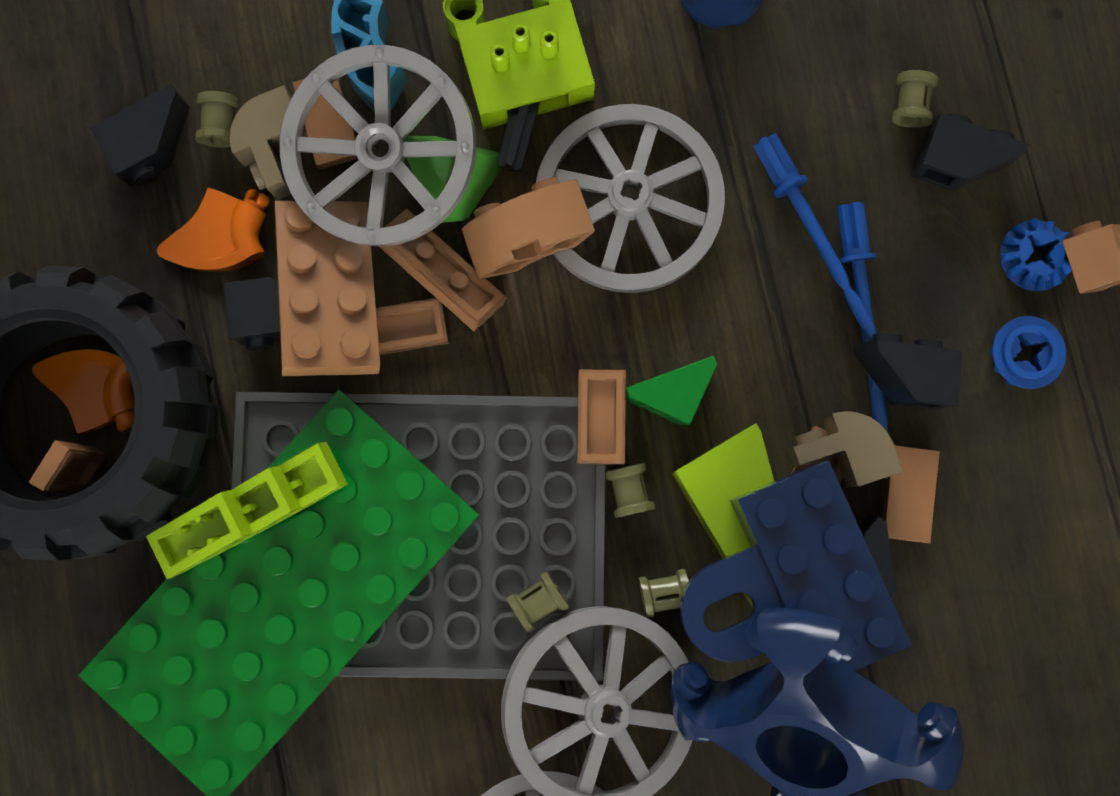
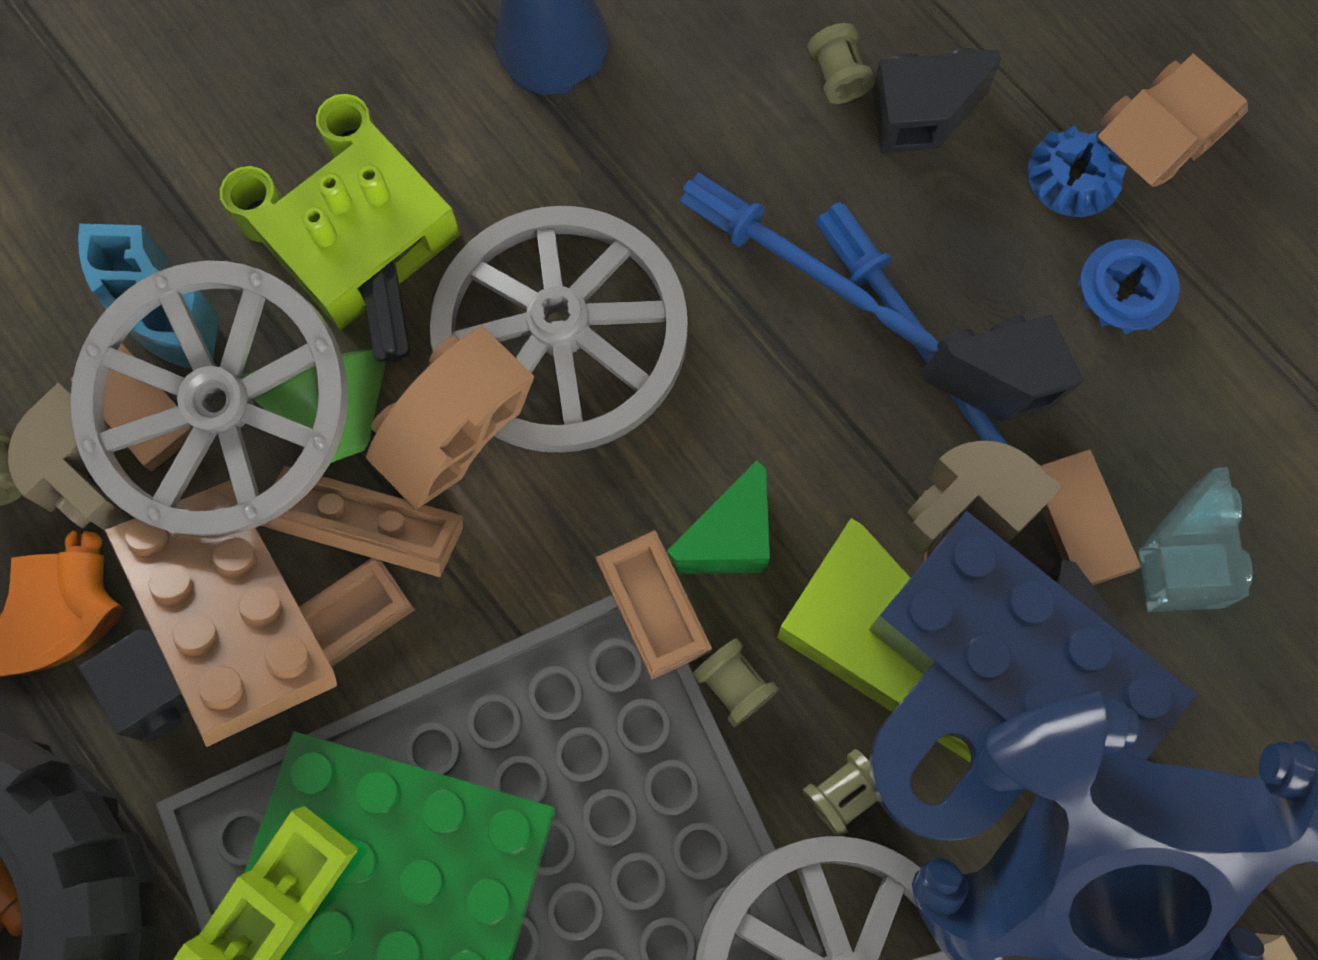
camera: 25 degrees left, 10 degrees down
(537, 602) = (687, 886): olive bush -> none
(971, 551) = (1197, 551): none -> clear light blue slope

